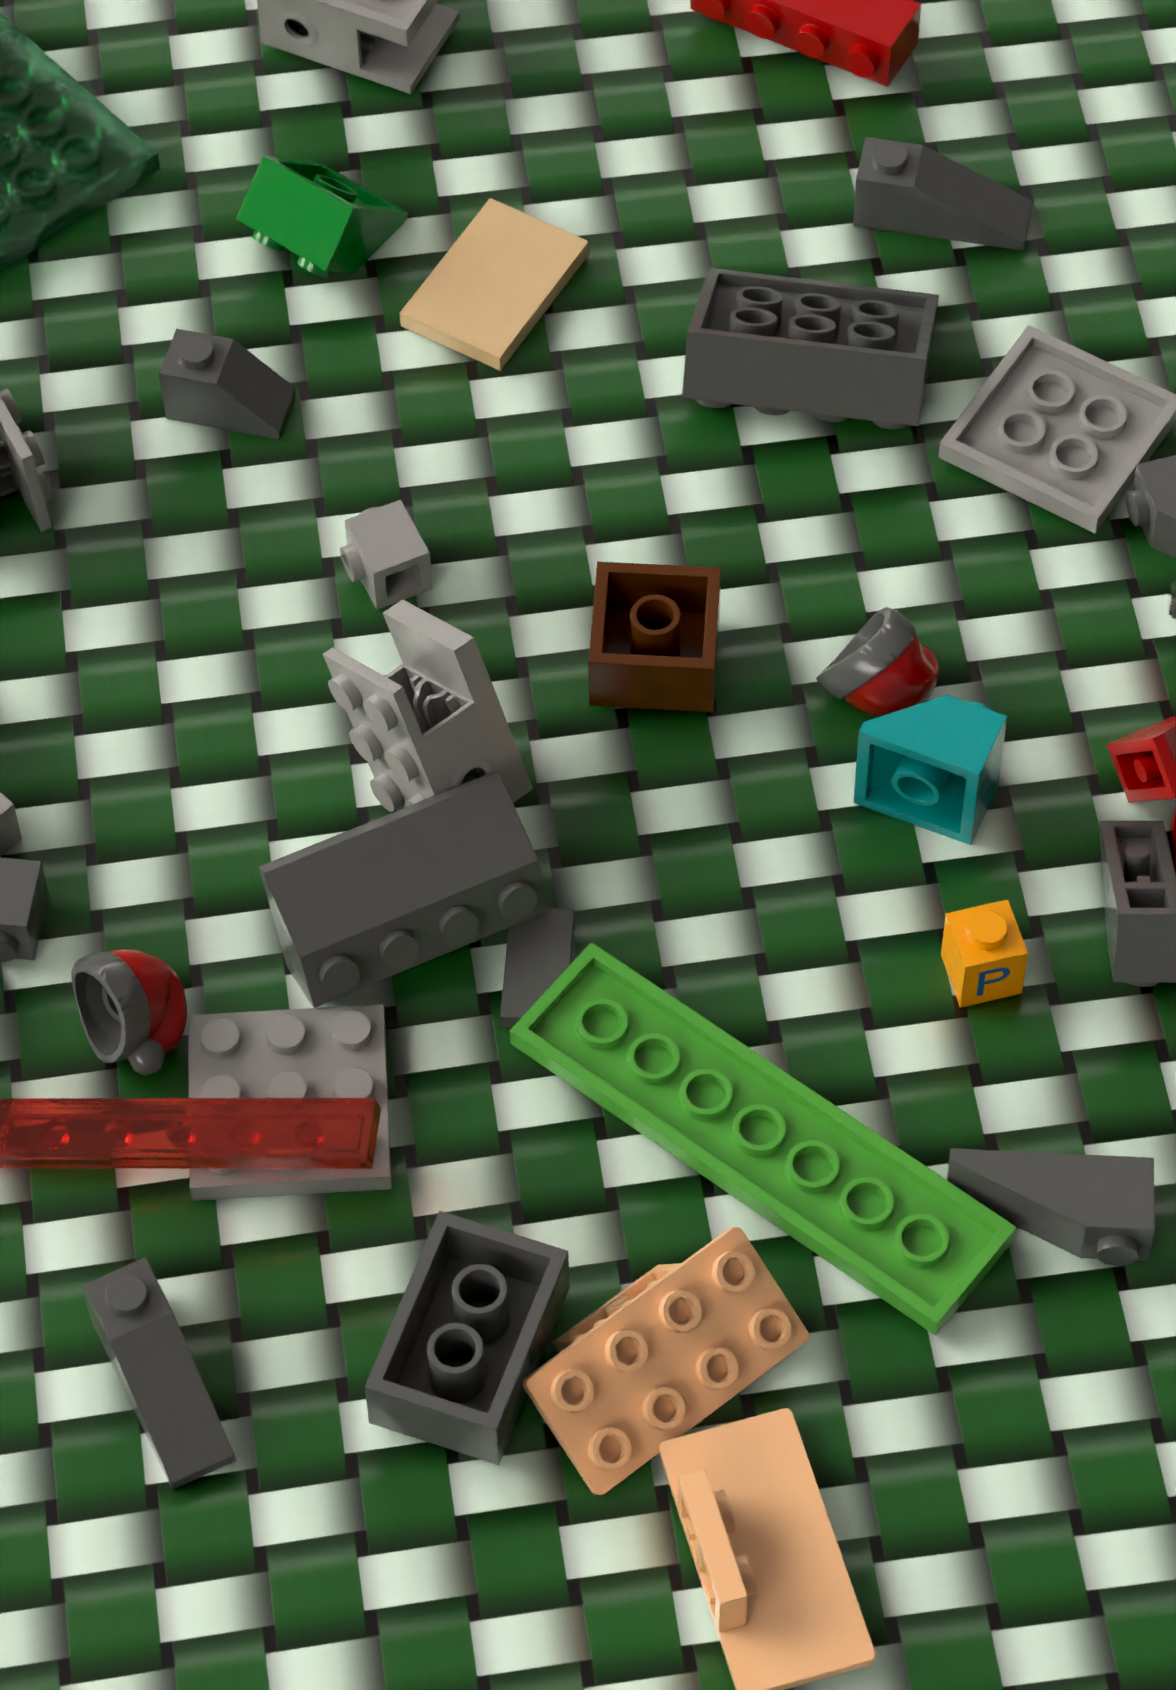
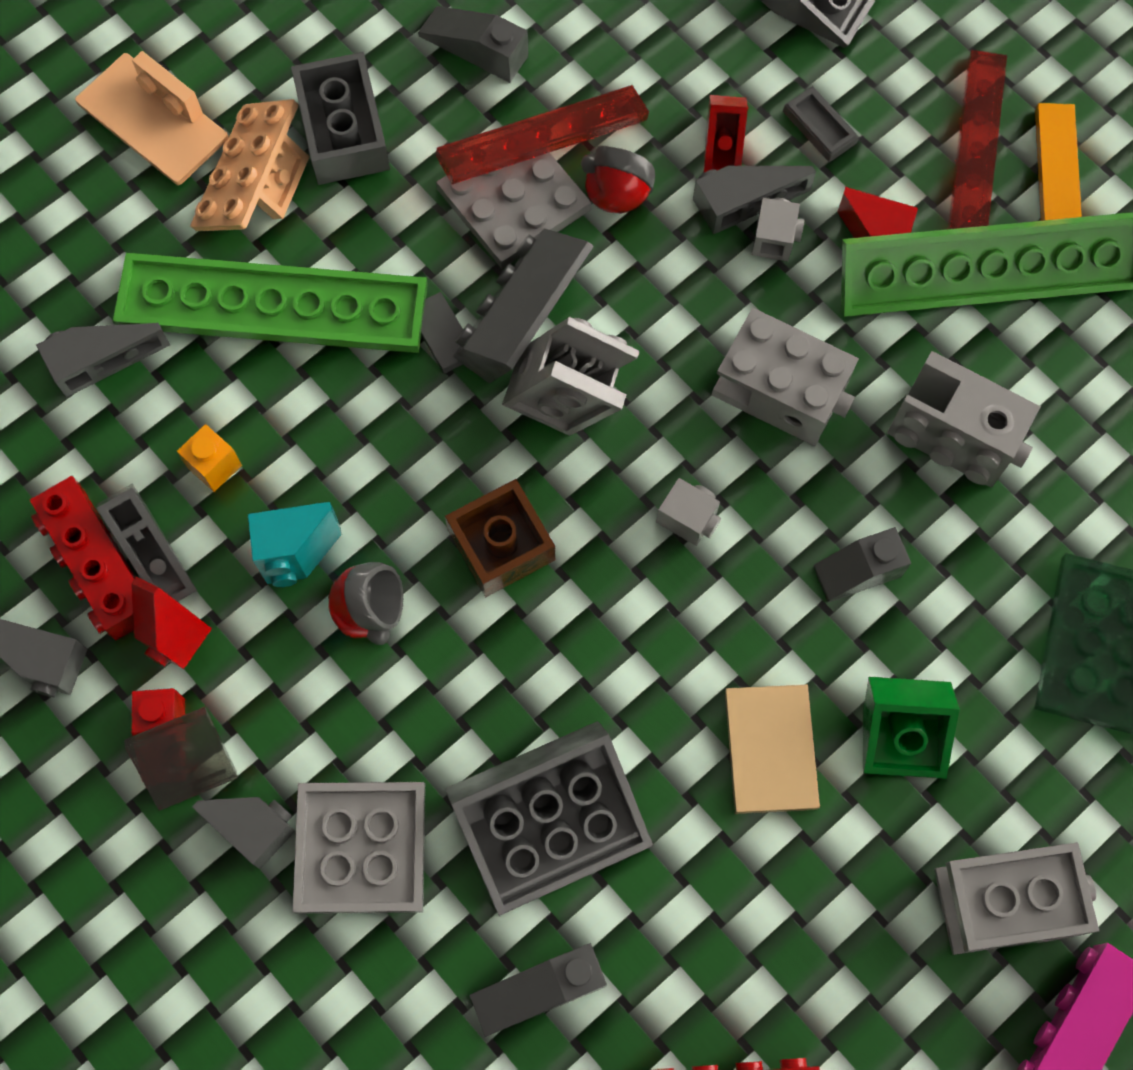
camera: 145 degrees right, 15 degrees up
(133, 623) = (785, 377): none -> light grey torso

